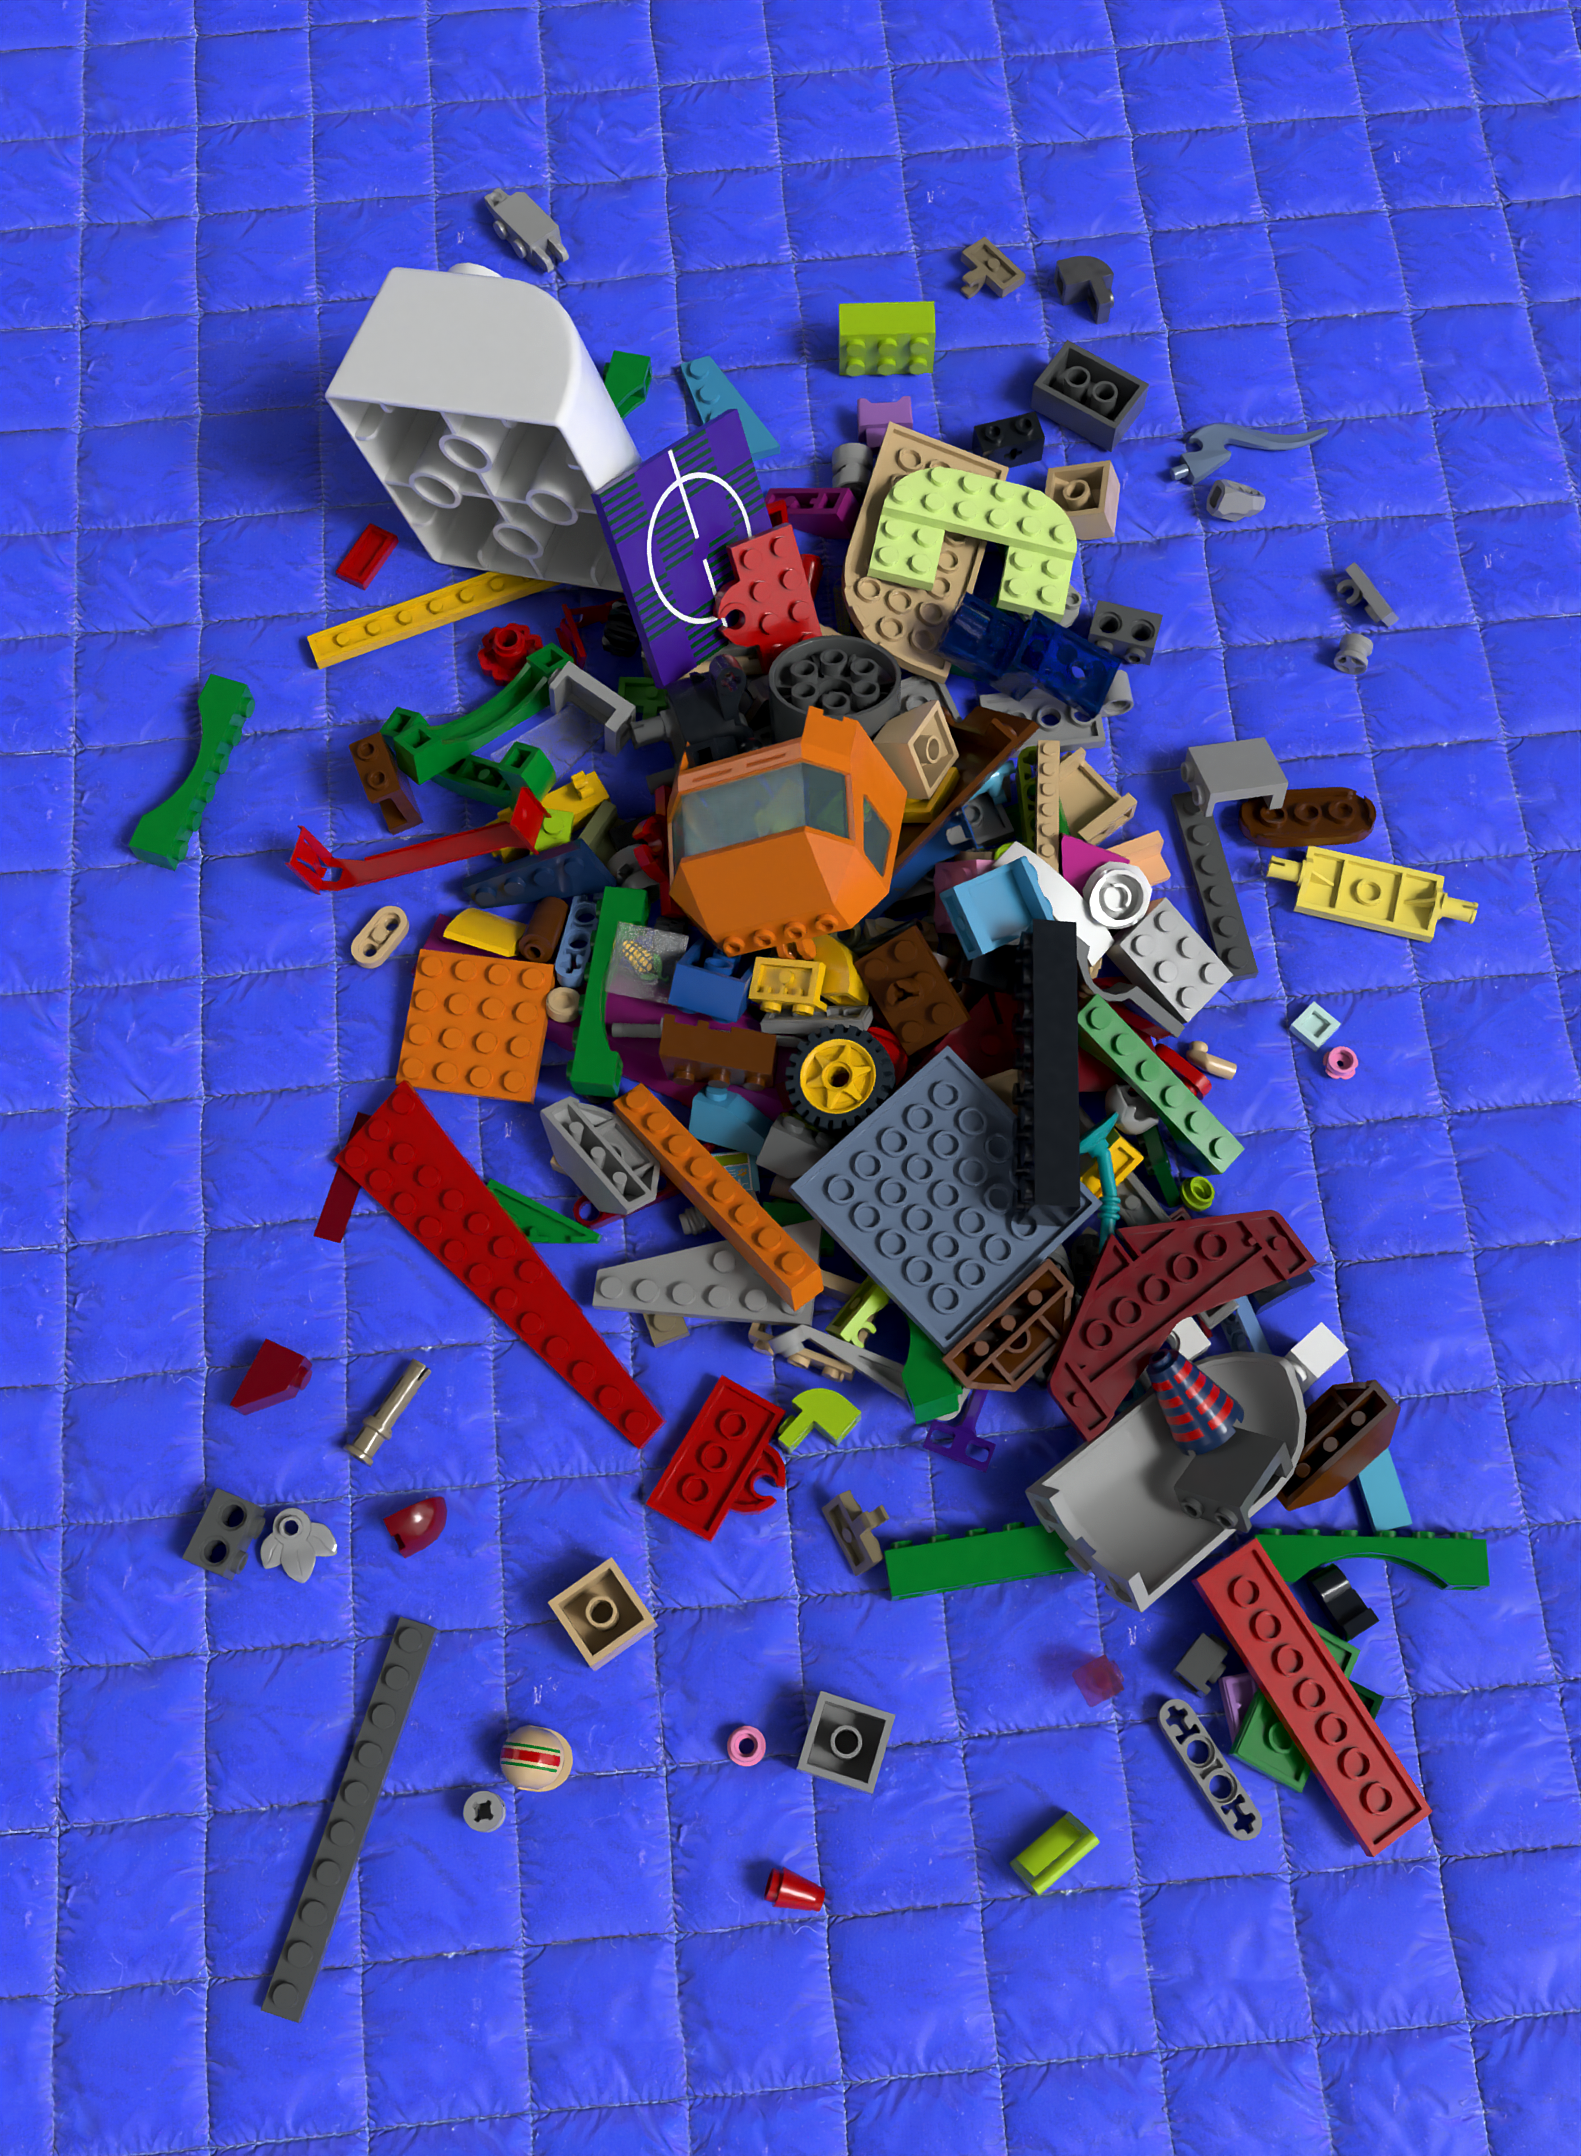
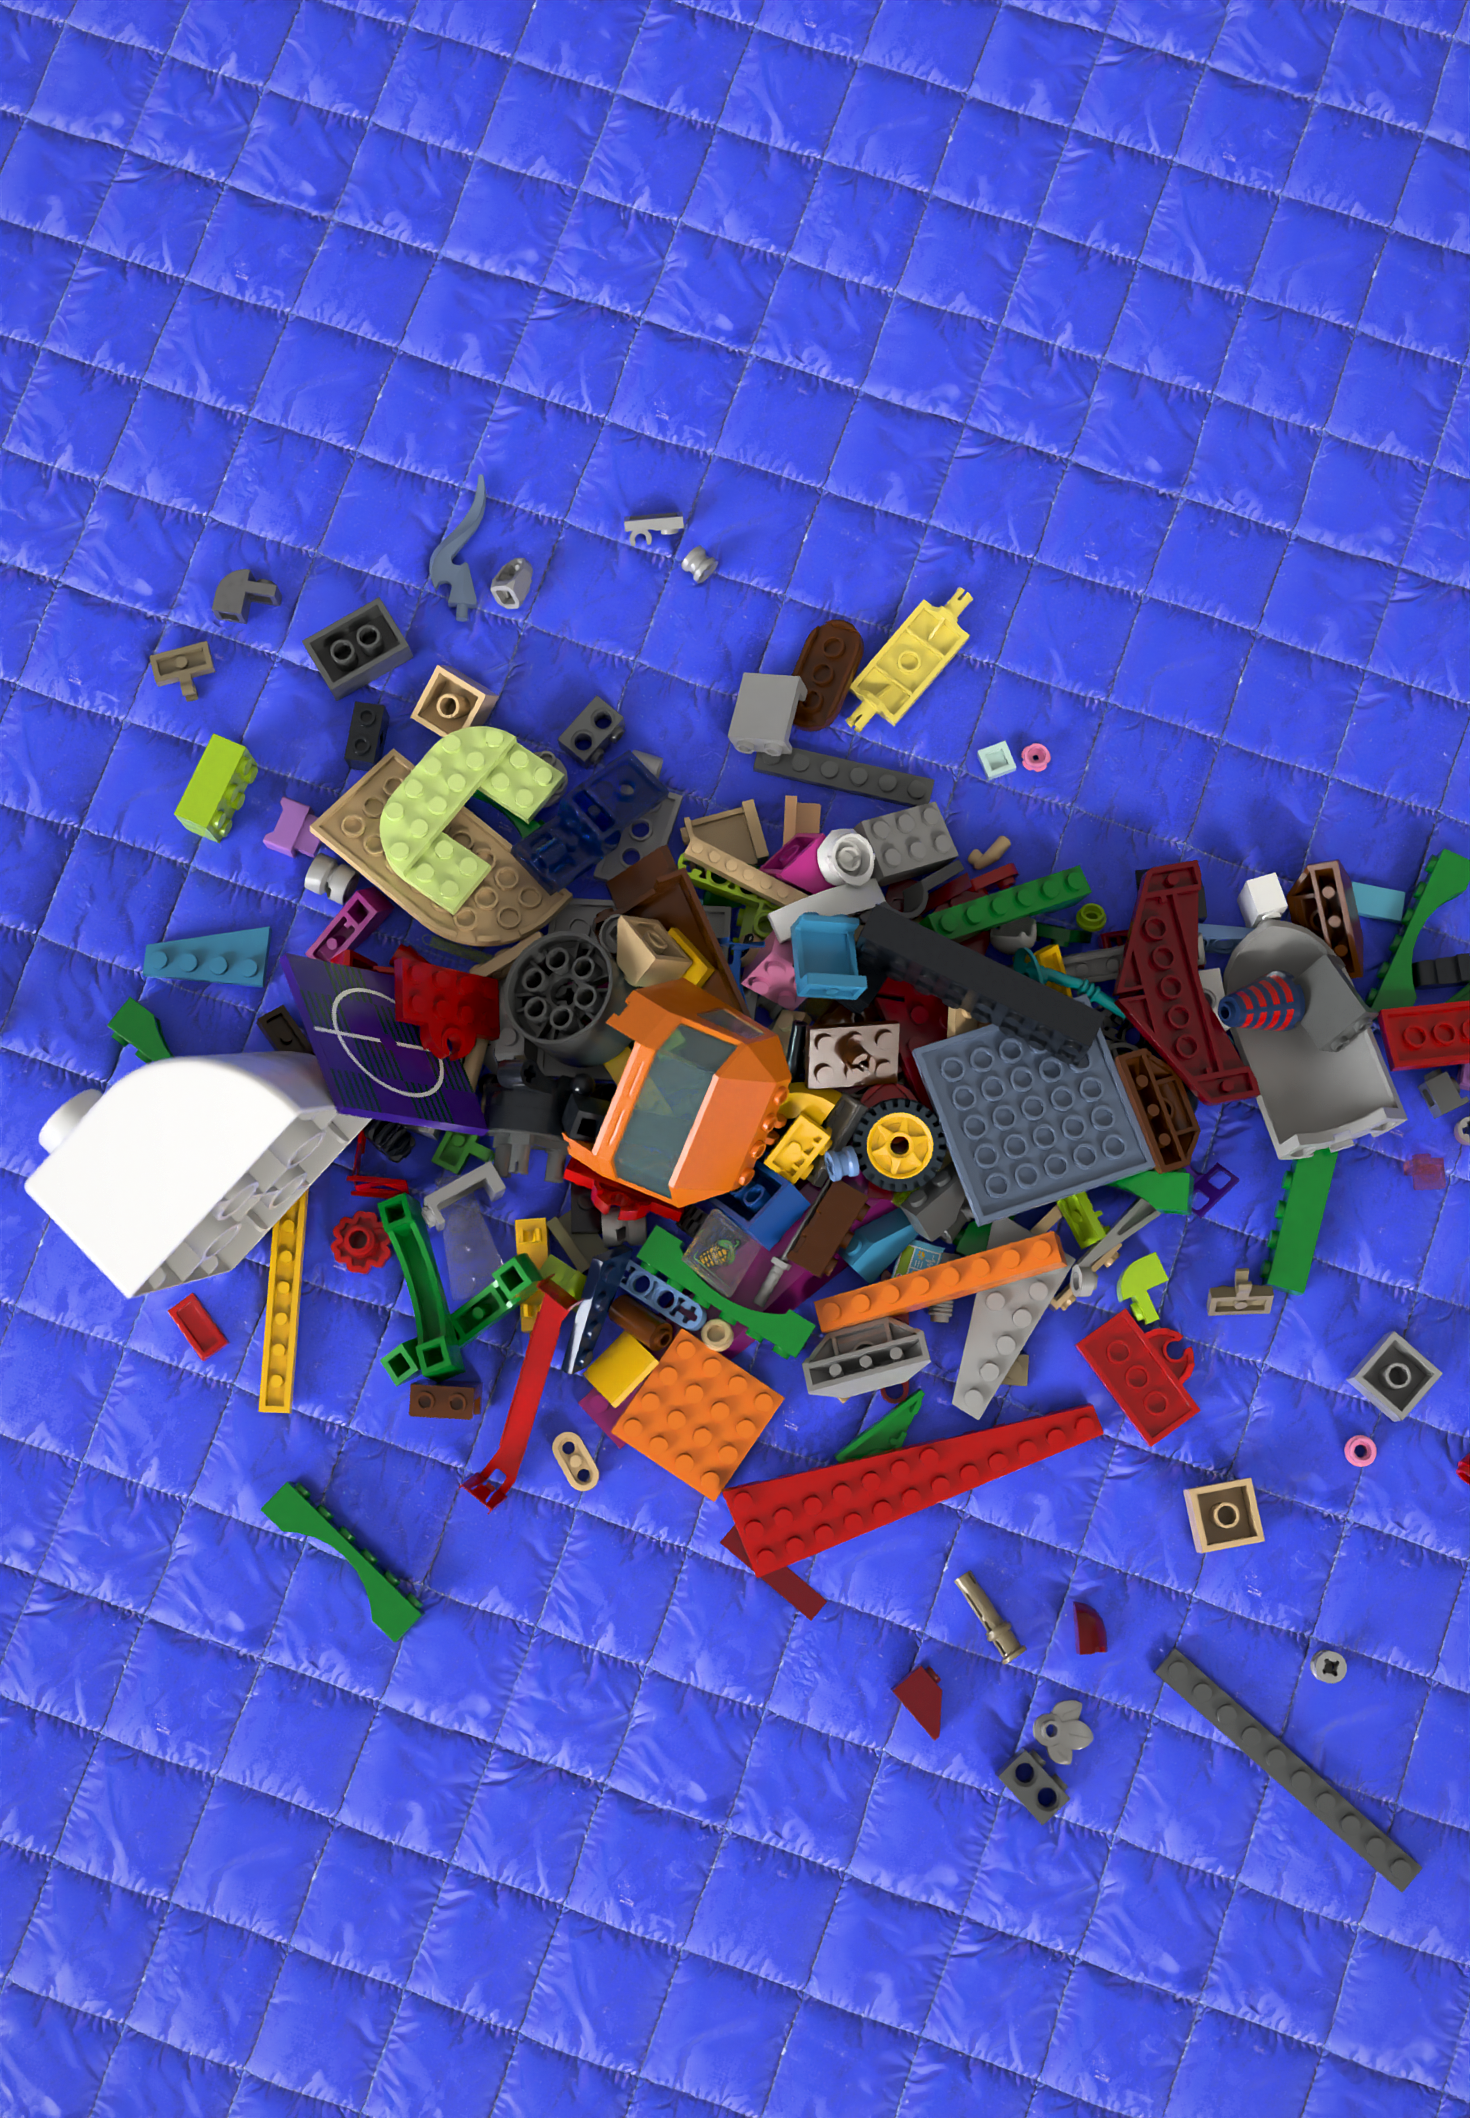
camera: 65 degrees left, 10 degrees up
(535, 1757) = (1307, 1612): tan helmet -> none
(791, 1029) = (841, 1163): none -> medium blue wheel

